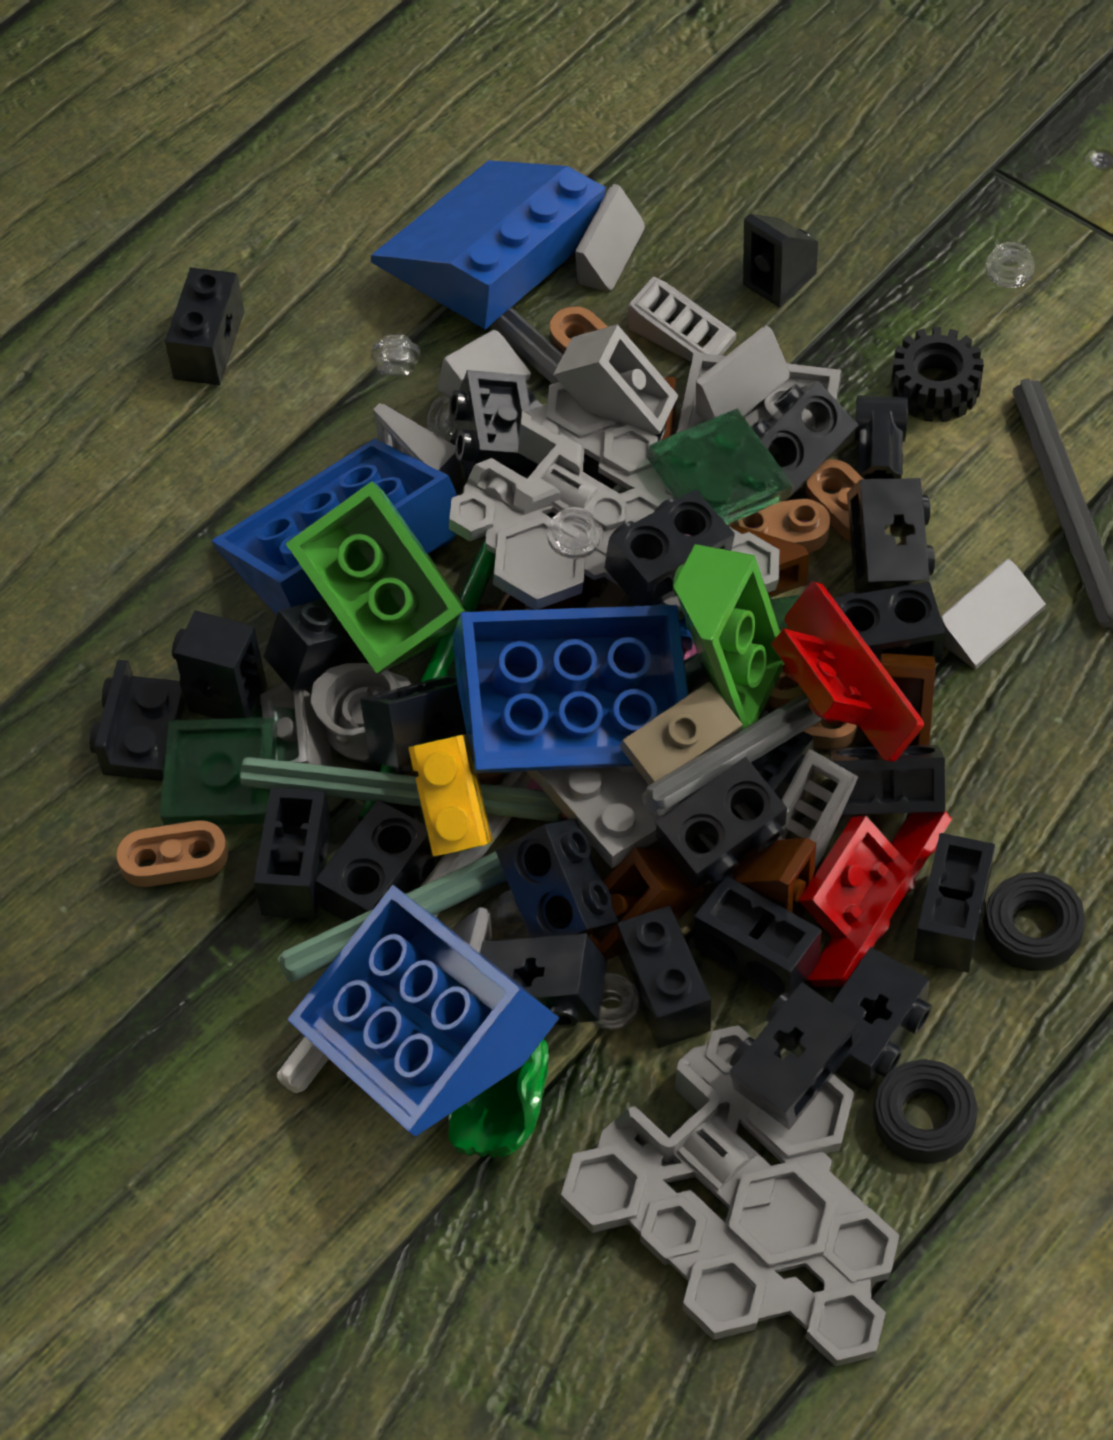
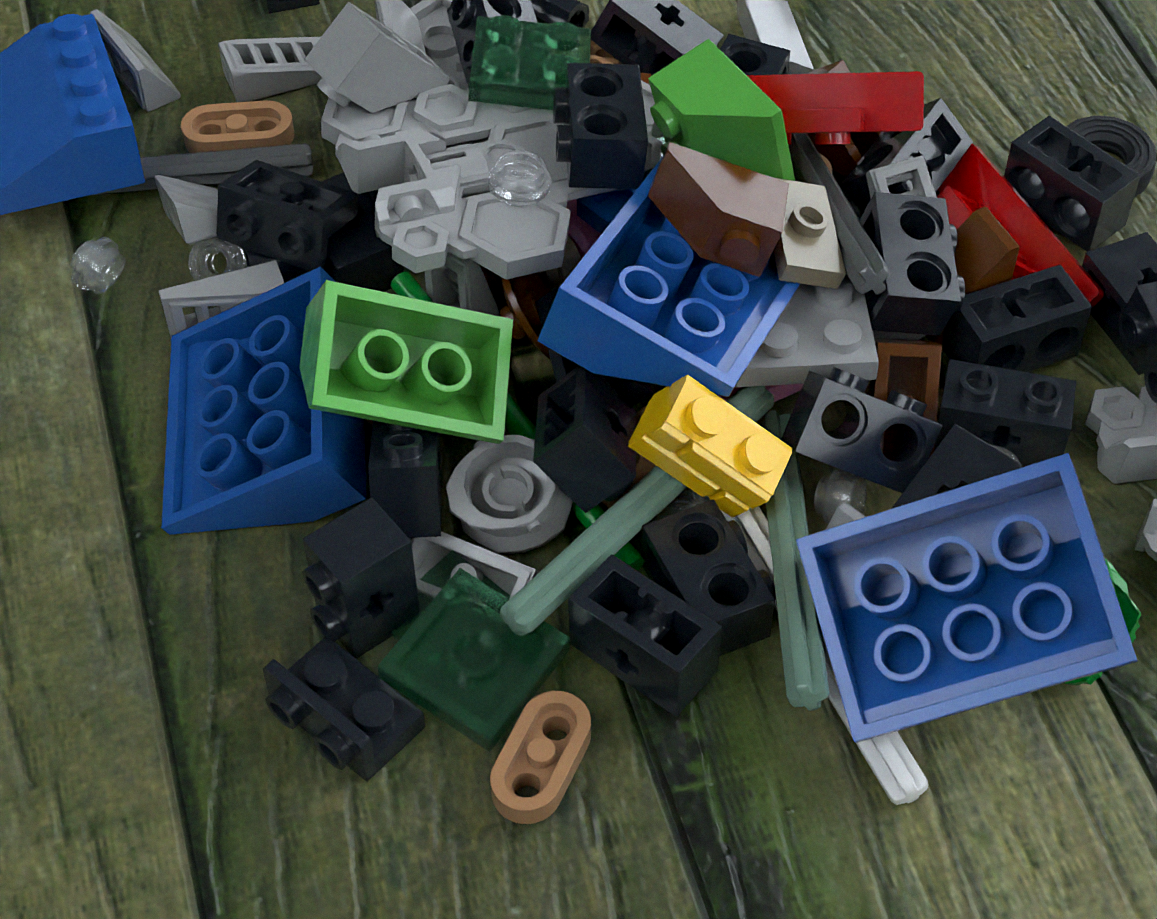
camera: 60 degrees left, 5 degrees down
(633, 672) = (720, 207): none -> reddish brown slope

